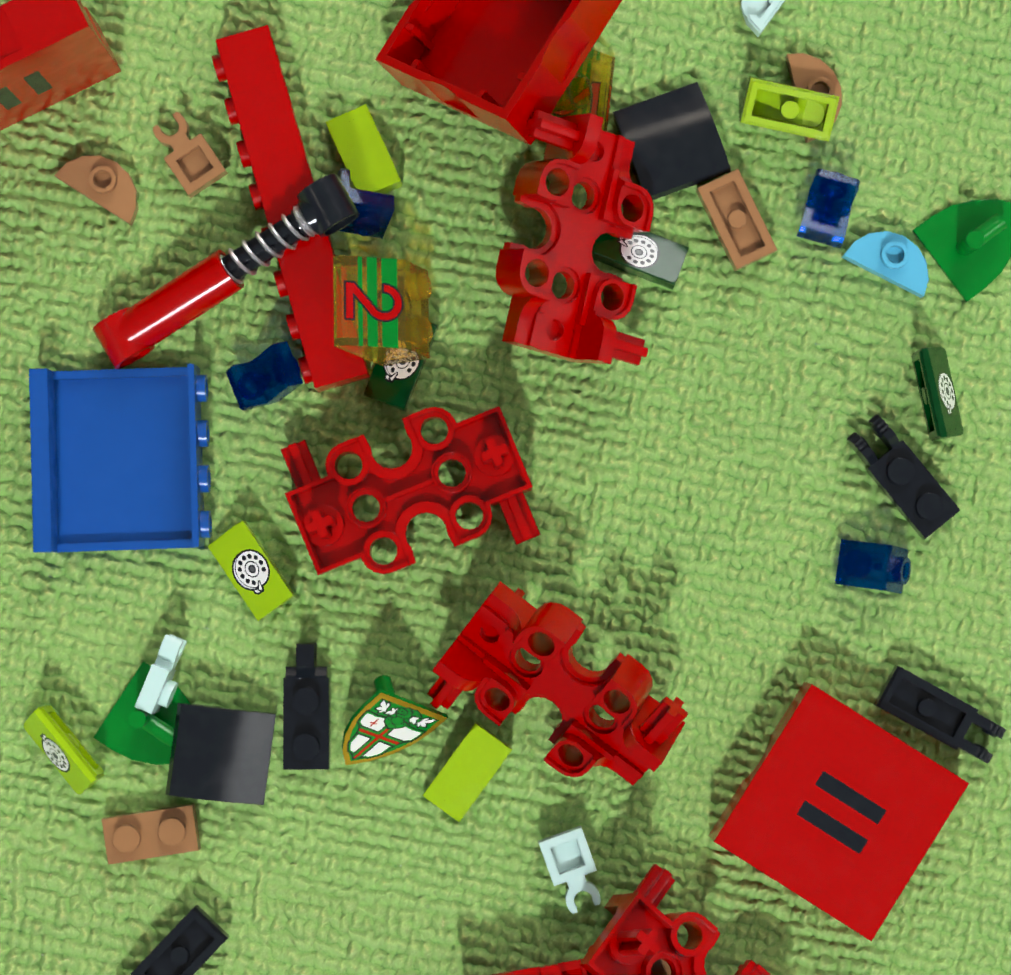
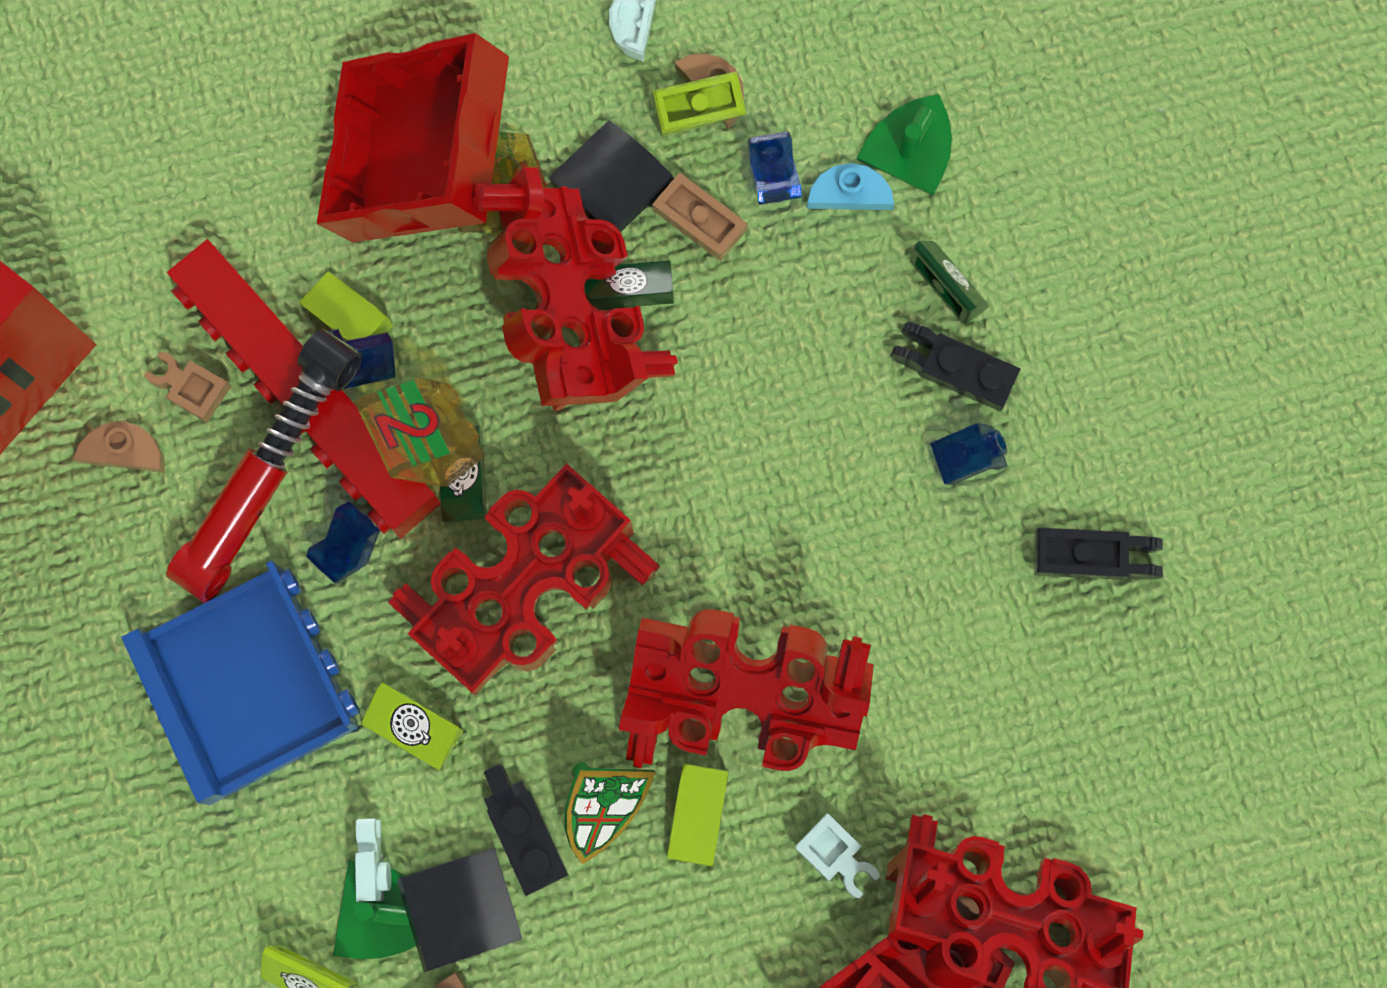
camera: 20 degrees left, 10 degrees down
(838, 810) = (1053, 682): red tile -> none

